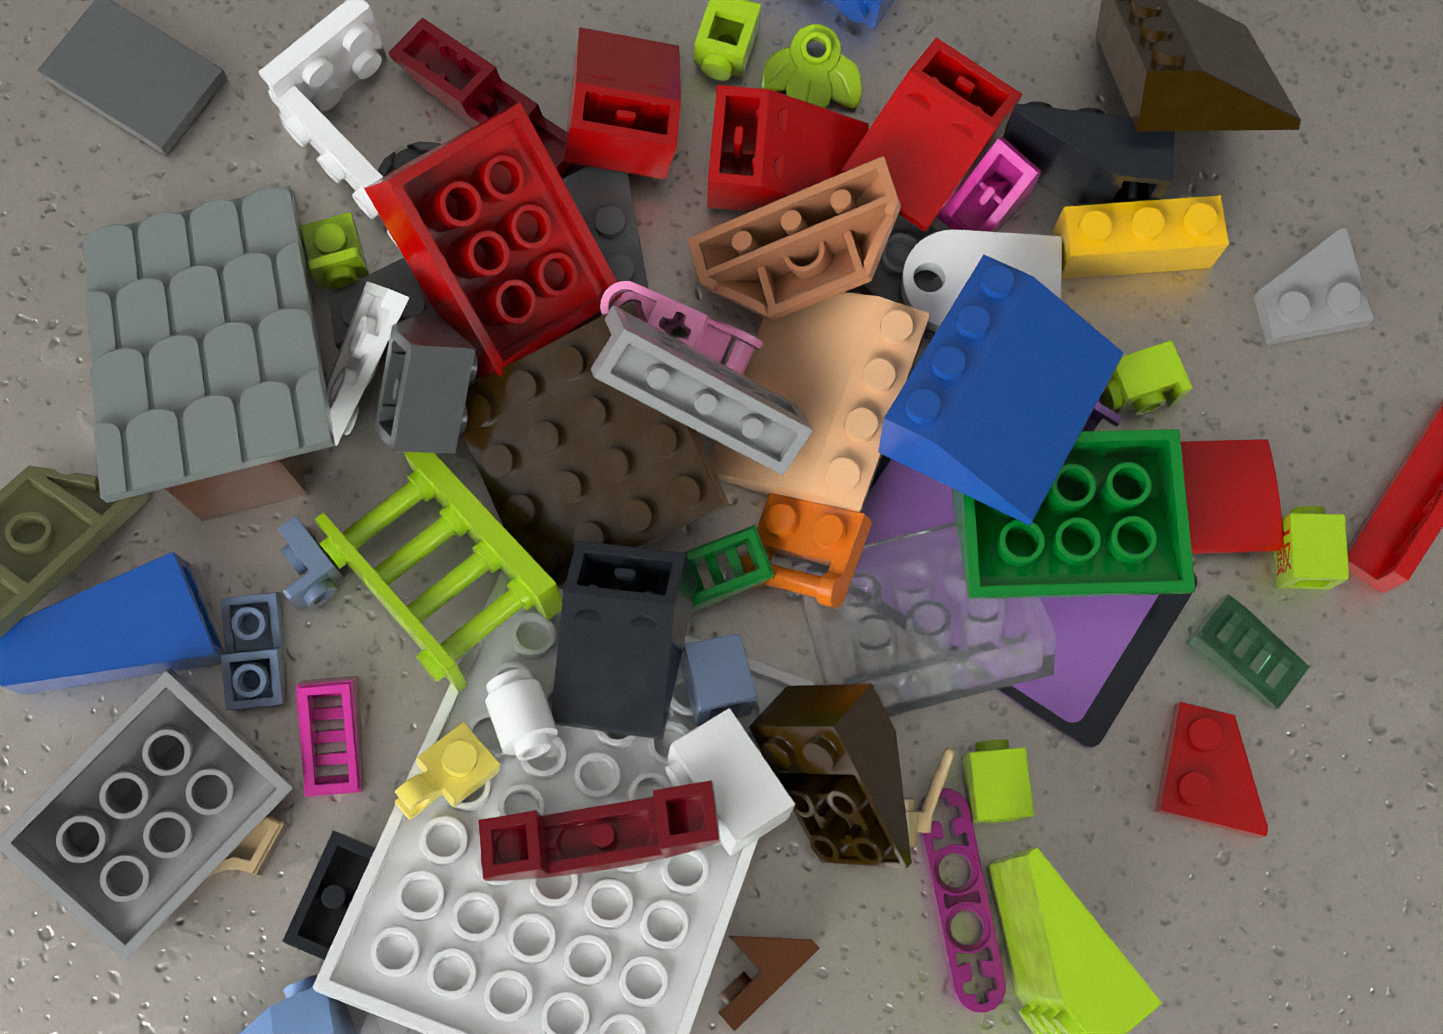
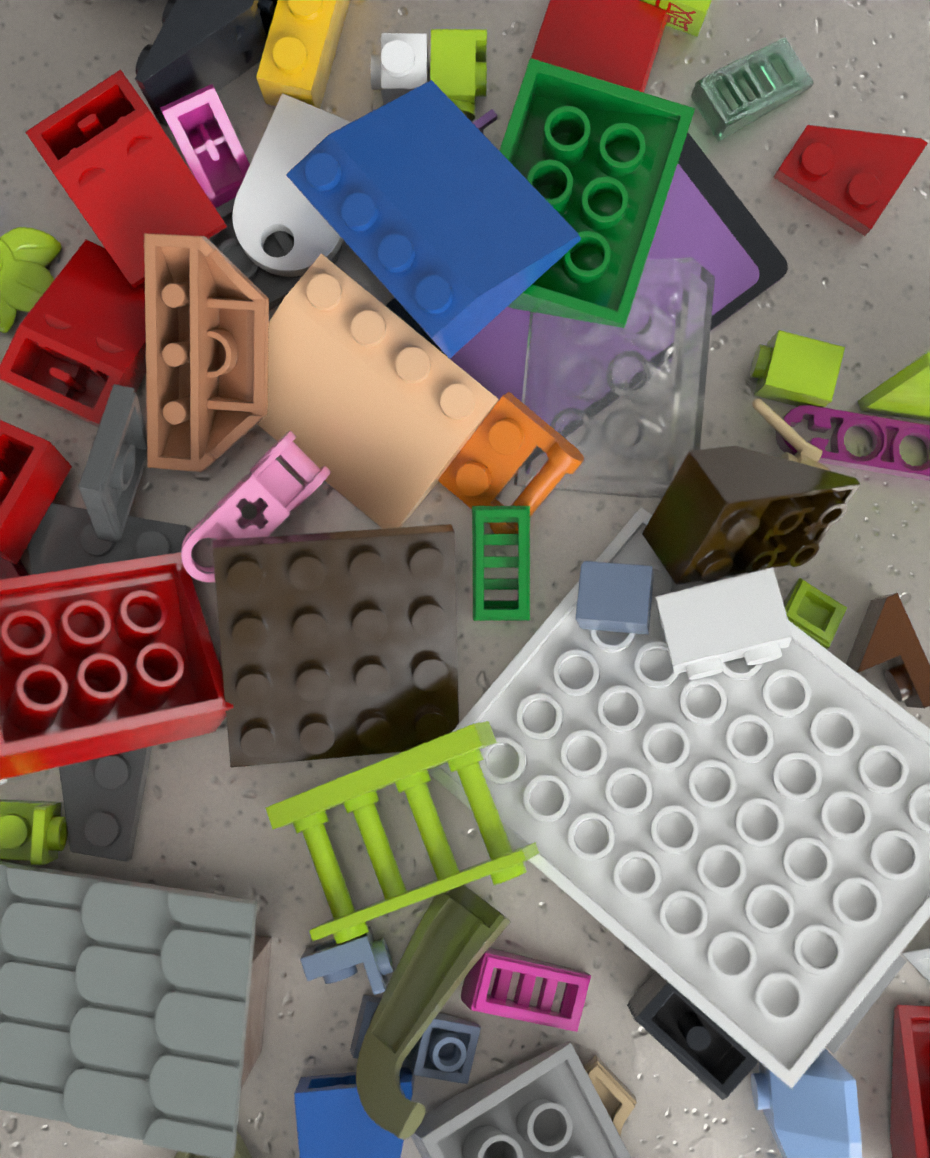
camera: 65 degrees left, 10 degrees up
(339, 641) = (437, 959): none -> olive animal
(360, 354) = (152, 838): white wing -> none
(425, 386) = (217, 786): dark grey slope -> none
(450, 768) = (618, 885): light yellow plate -> none
(520, 714) = (588, 801): white brick -> none
(600, 836) = (736, 764): dark red slope -> none
(621, 638) = (547, 677): black slope -> none
(676, 206) = (115, 464): none -> dark grey tile
(700, 392) = (330, 512): light grey fence -> none
(771, 883) = (814, 612): none -> lime slope
(1129, 324) = (399, 67): none -> white brick

